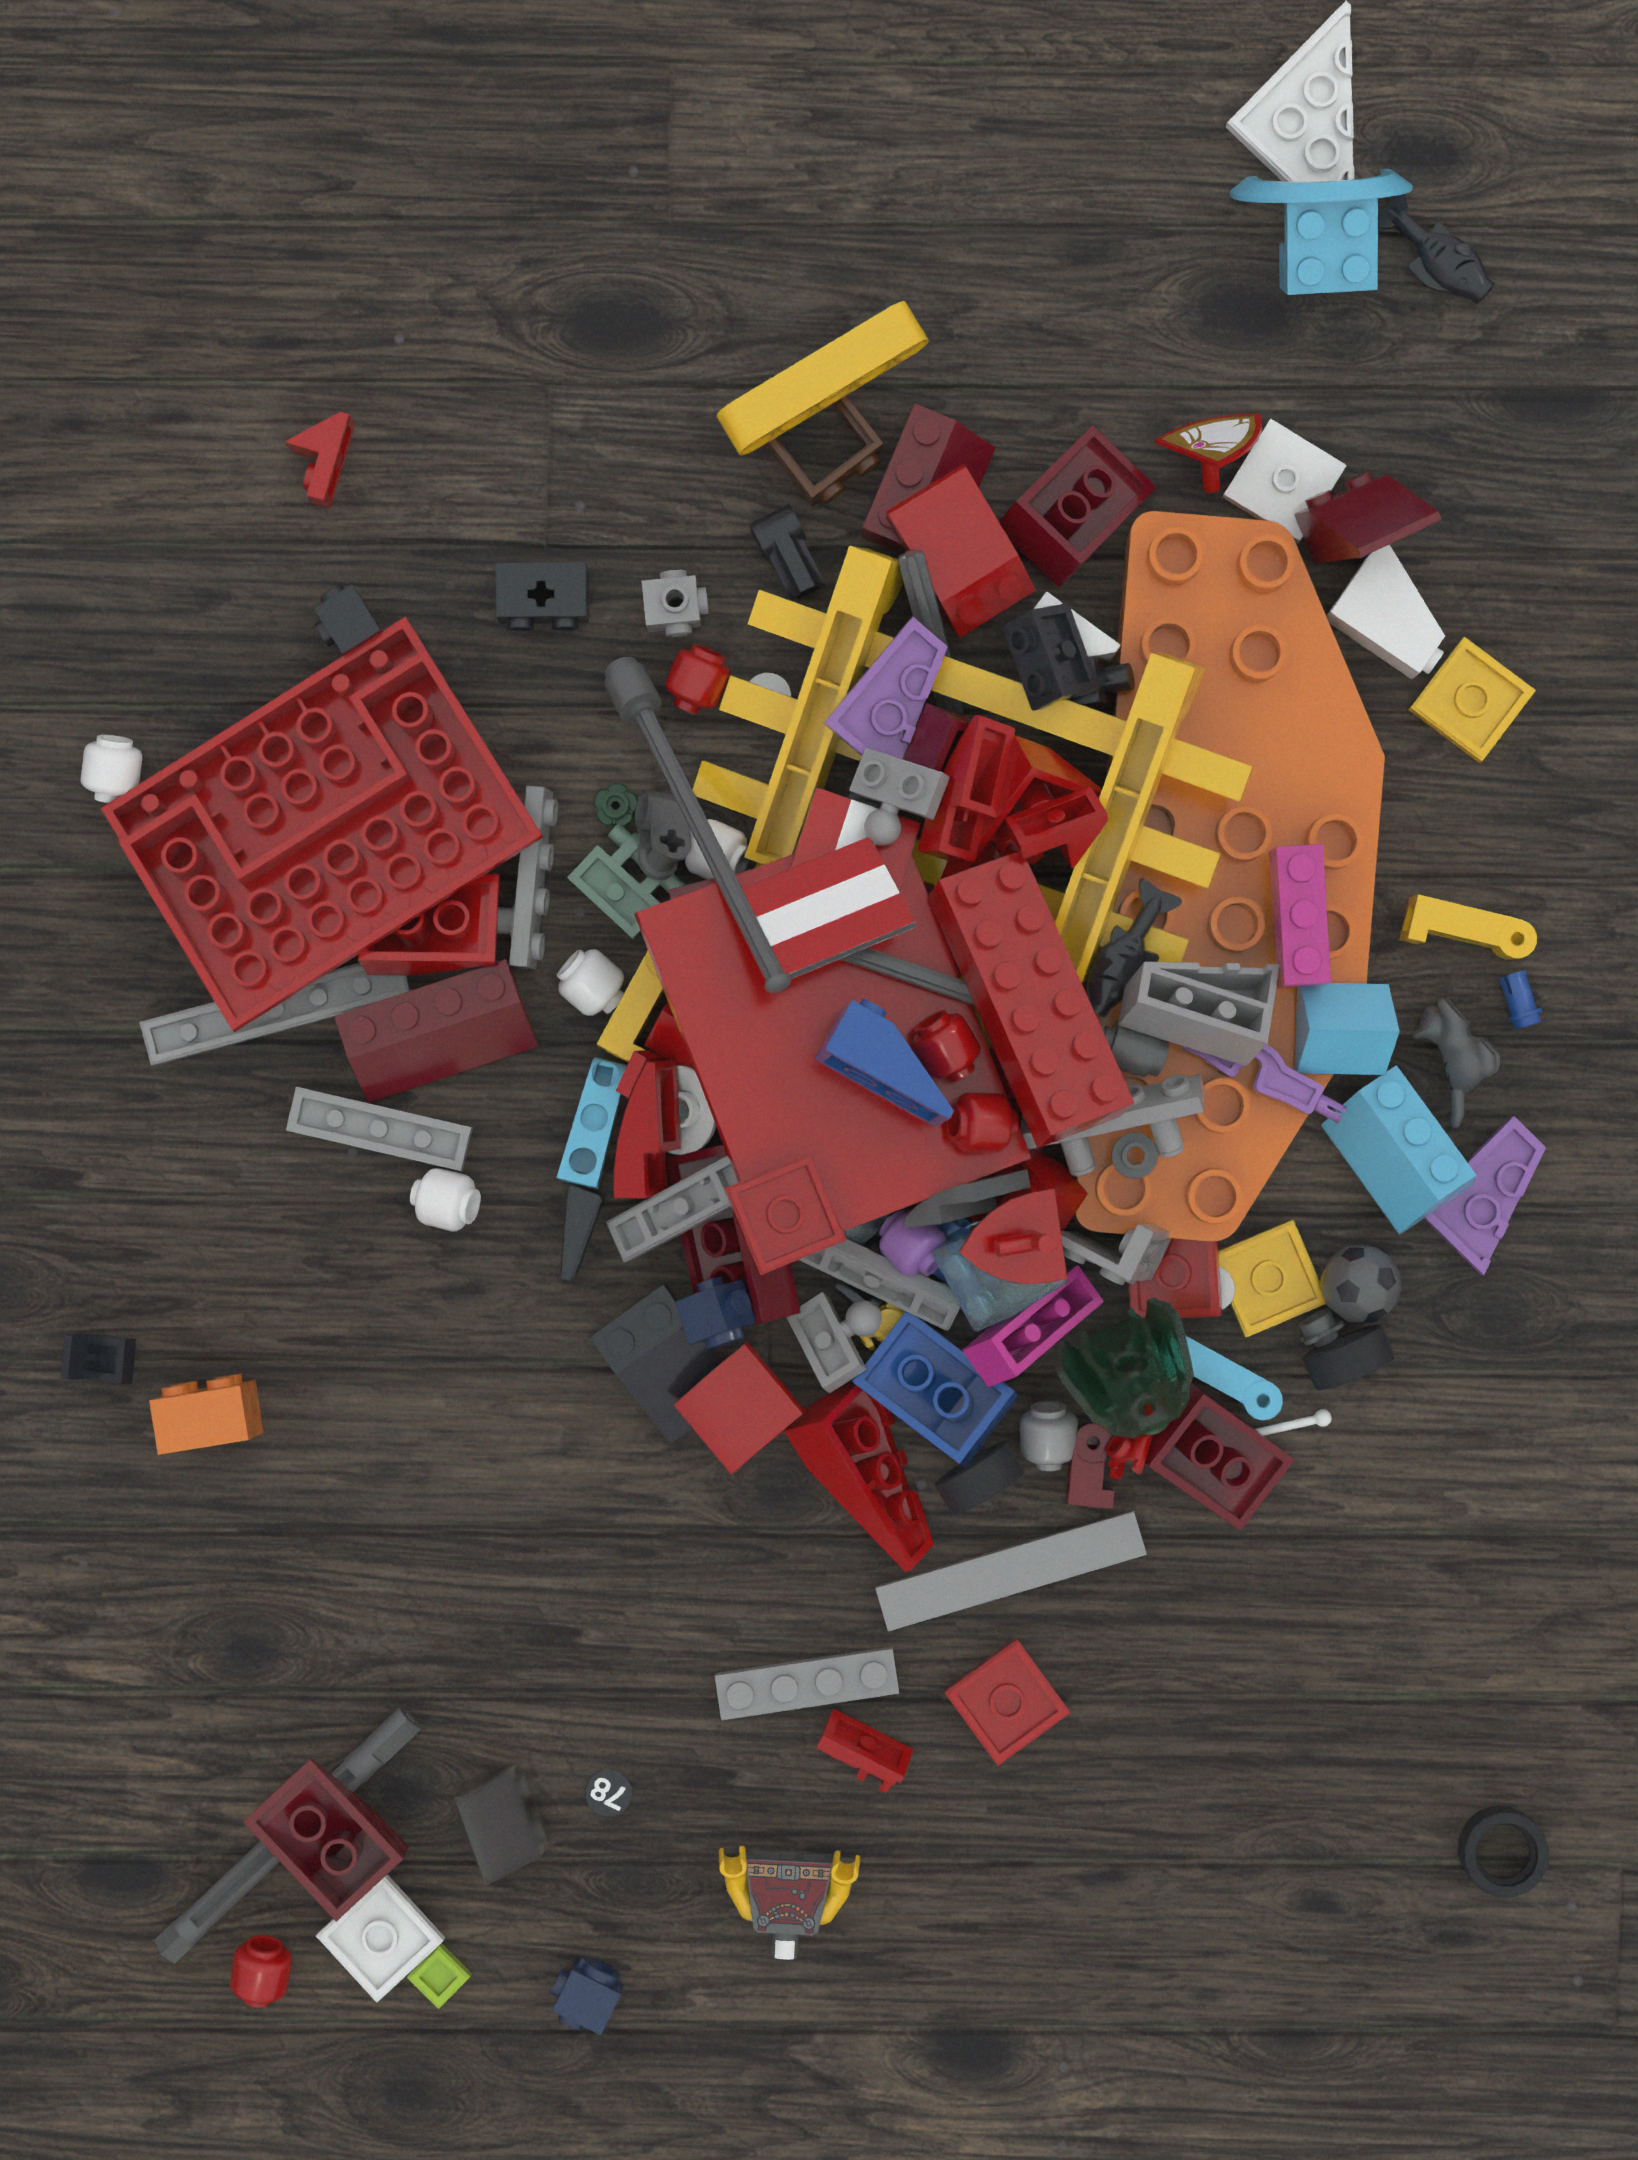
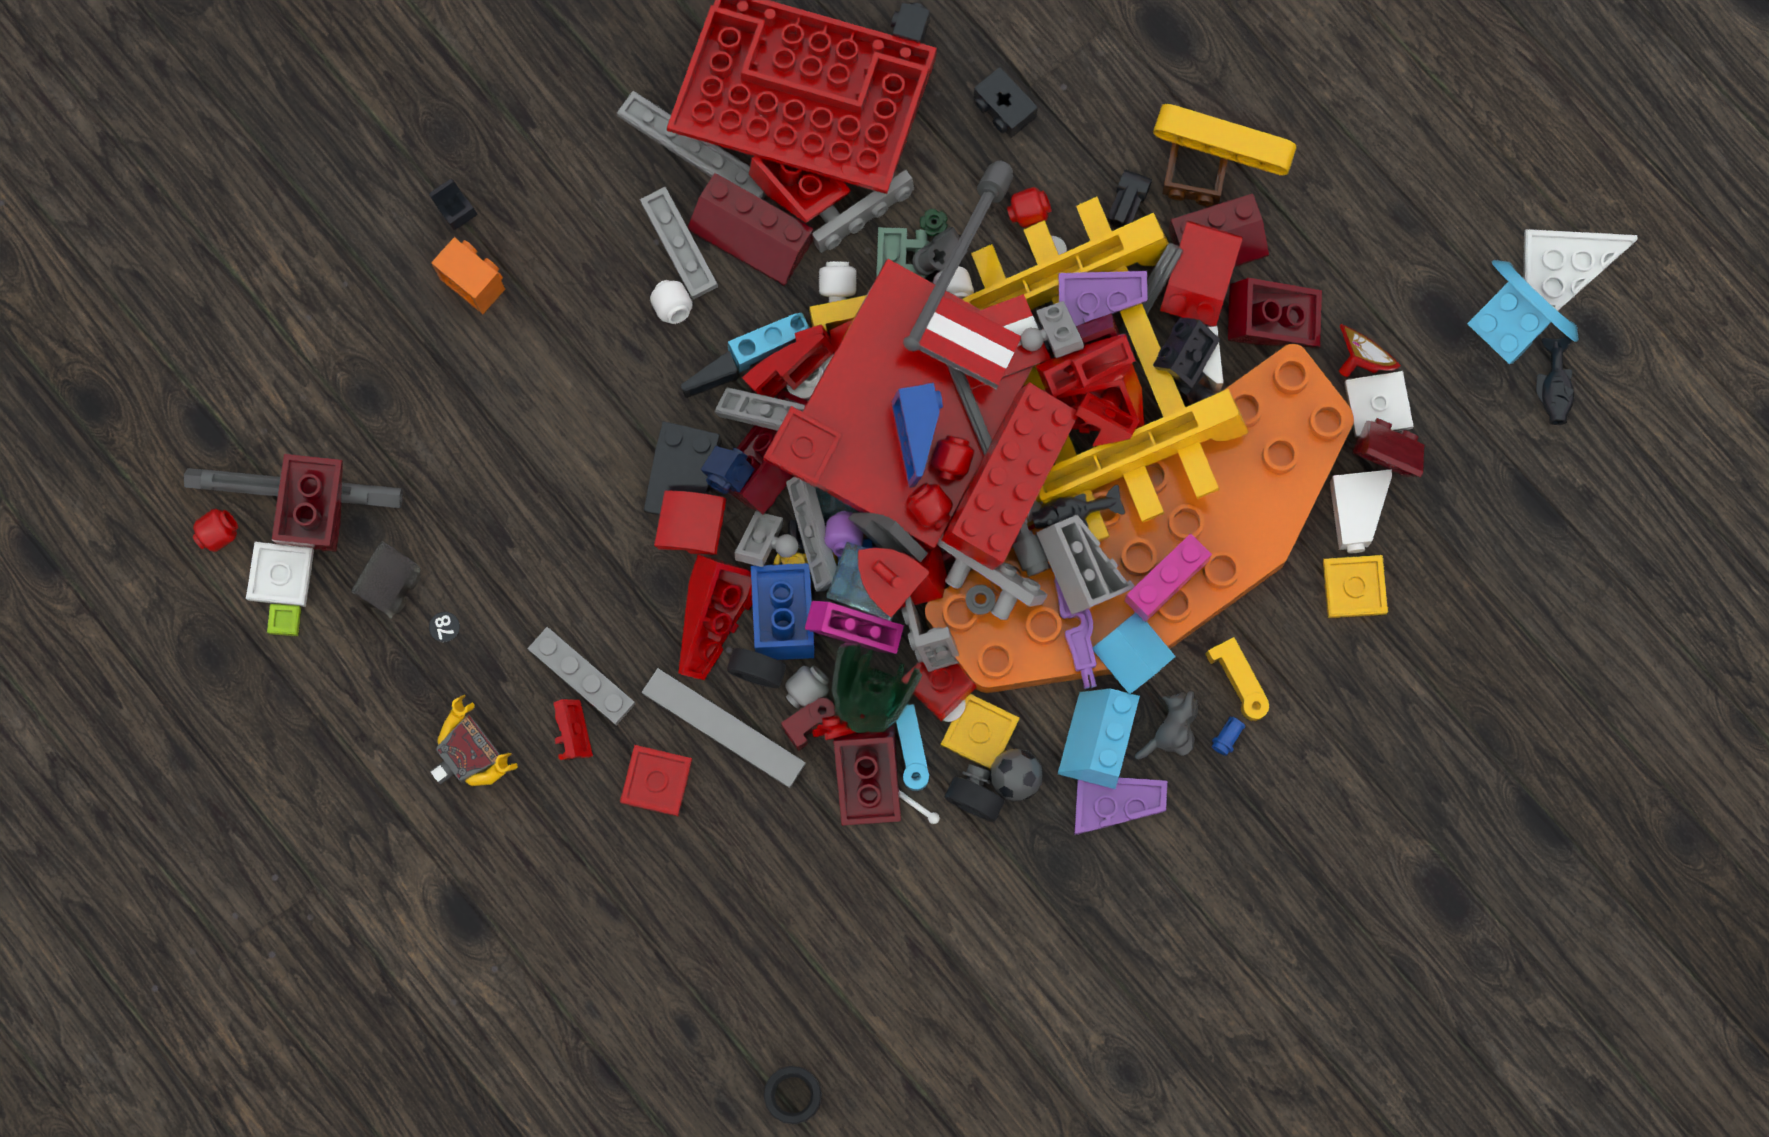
camera: 50 degrees right, 10 degrees down
(586, 1994) = (334, 697): dark blue brick -> none
(670, 587) = (1055, 165): light grey brick -> none

